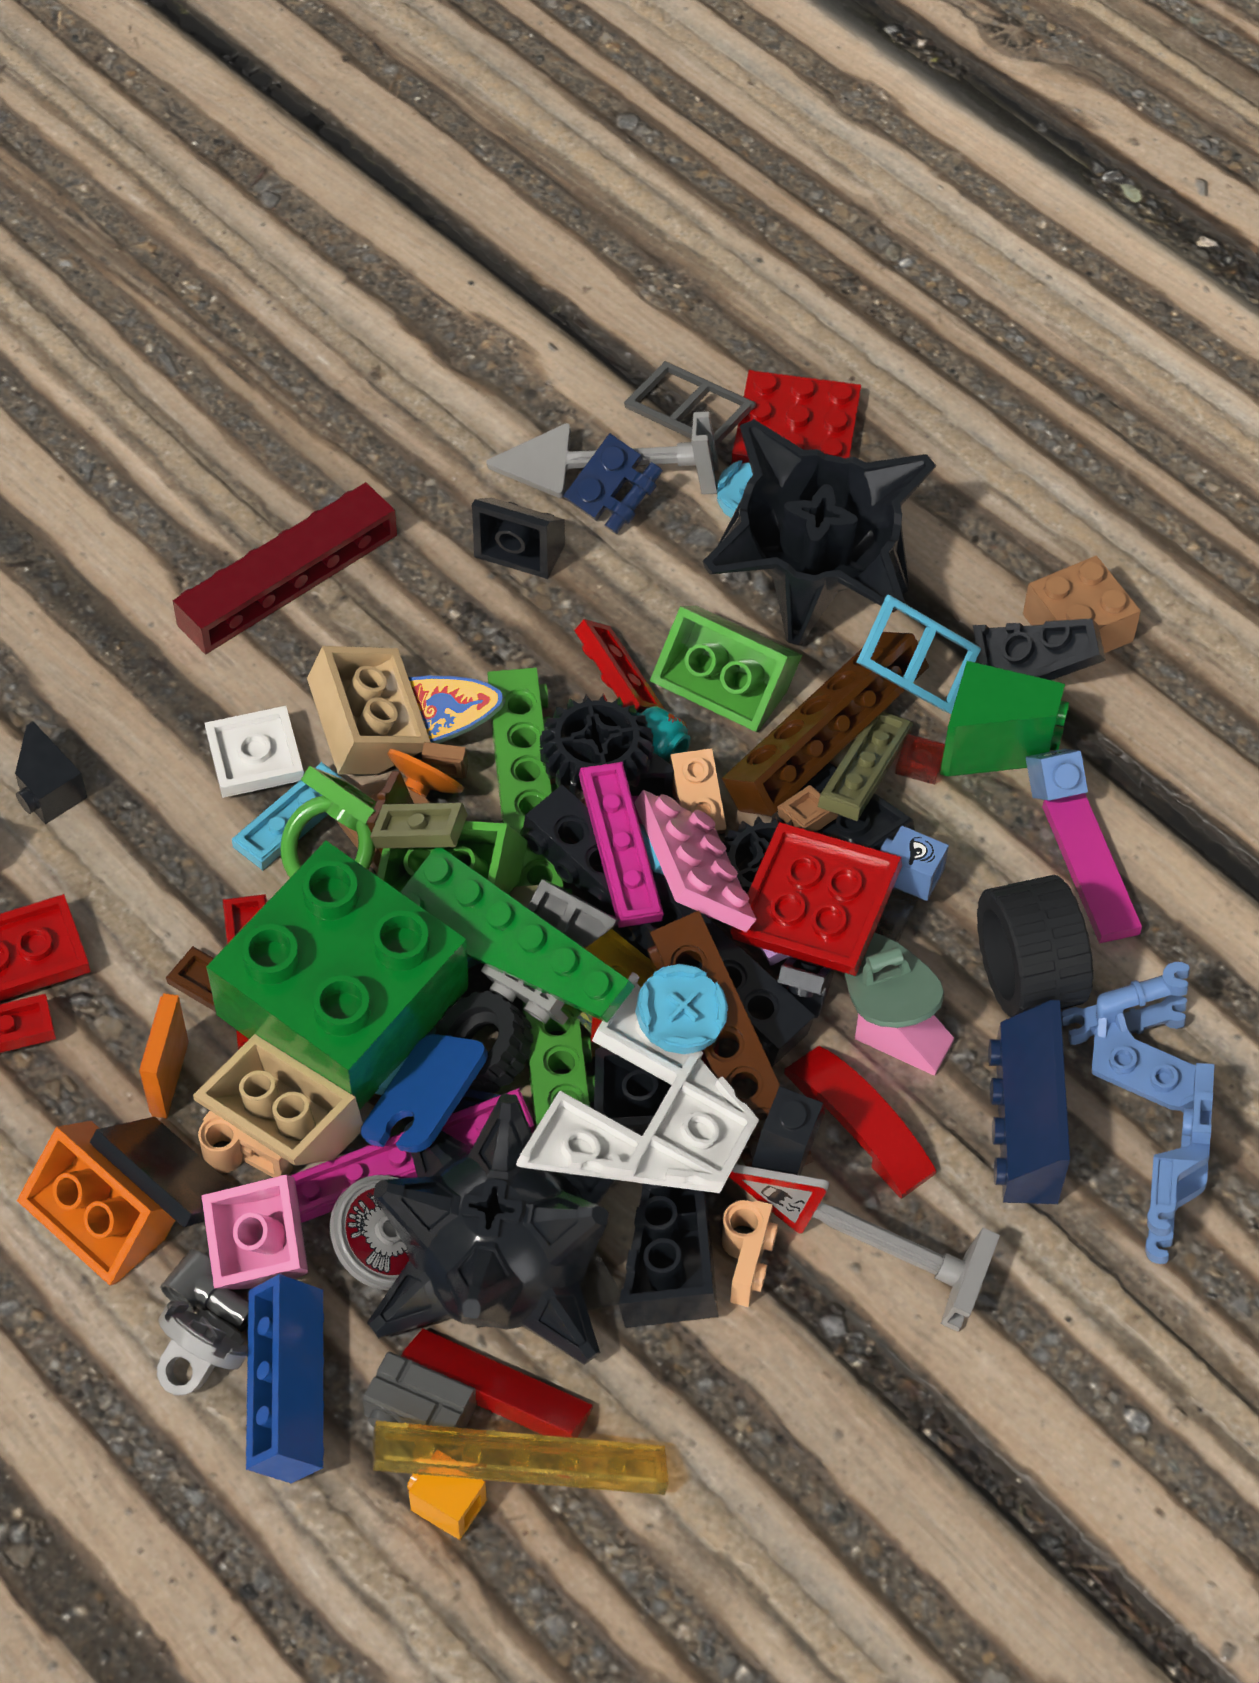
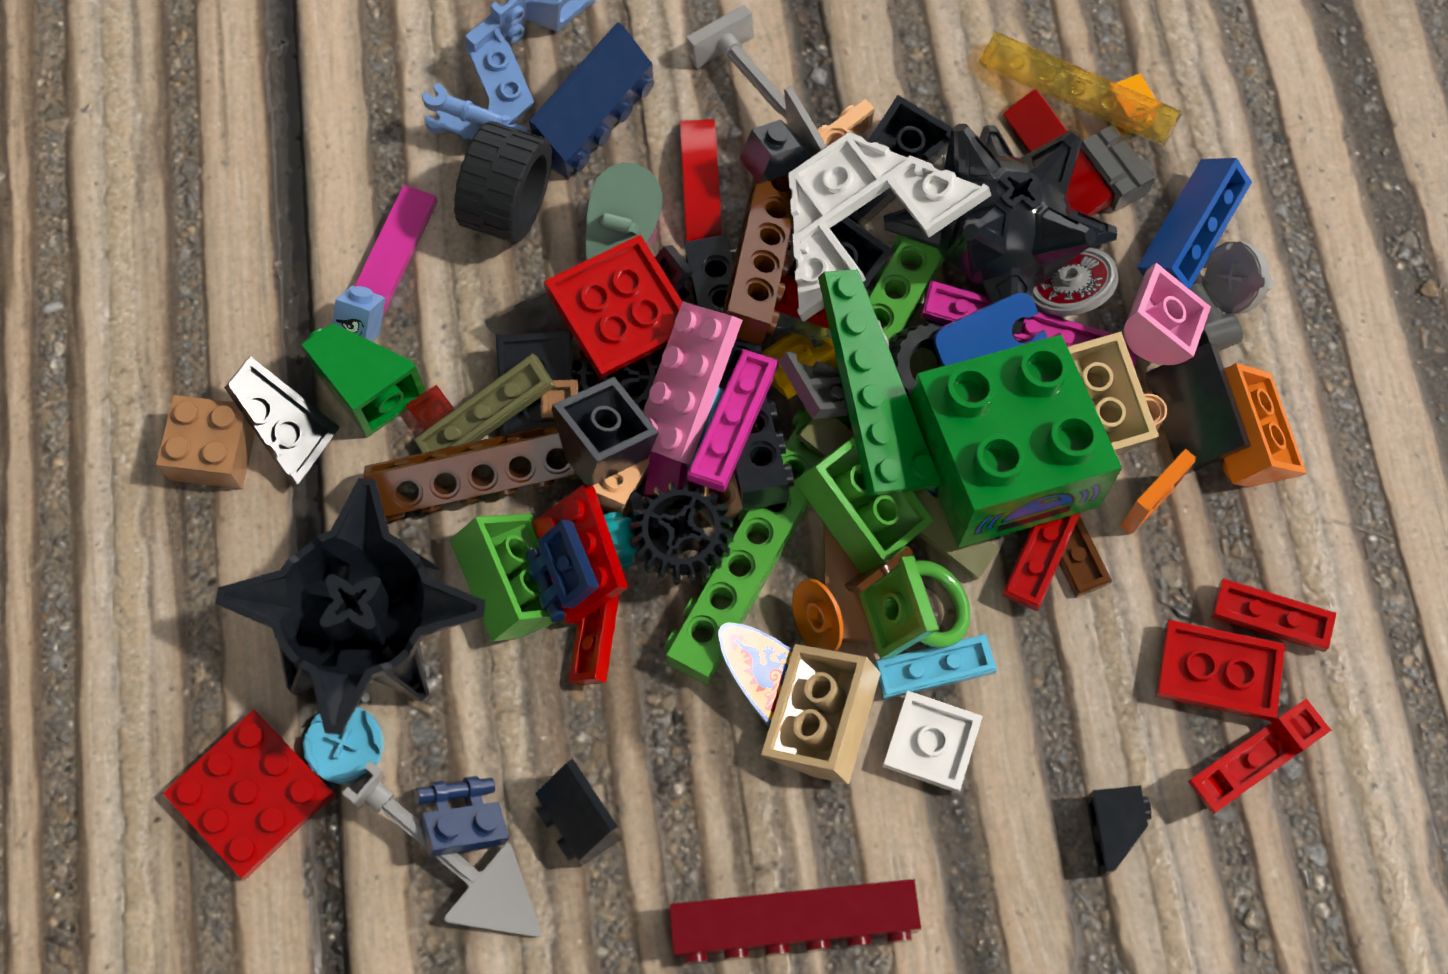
camera: 145 degrees left, 15 degrees up
(419, 825) = (878, 516): olive plate -> none
(446, 758) = (789, 628): medium nougat tile -> none
(667, 656) = (566, 564): none -> dark blue plate
(673, 422) = (292, 880): dark grey window -> none
(678, 700) = (586, 513): none -> red plate
(681, 1009) = (790, 257): medium azure tile -> none
(734, 774) = (603, 431): none -> black slope
(921, 860) = (524, 304): medium blue brick -> none
(931, 628) = (392, 450): medium azure window -> none

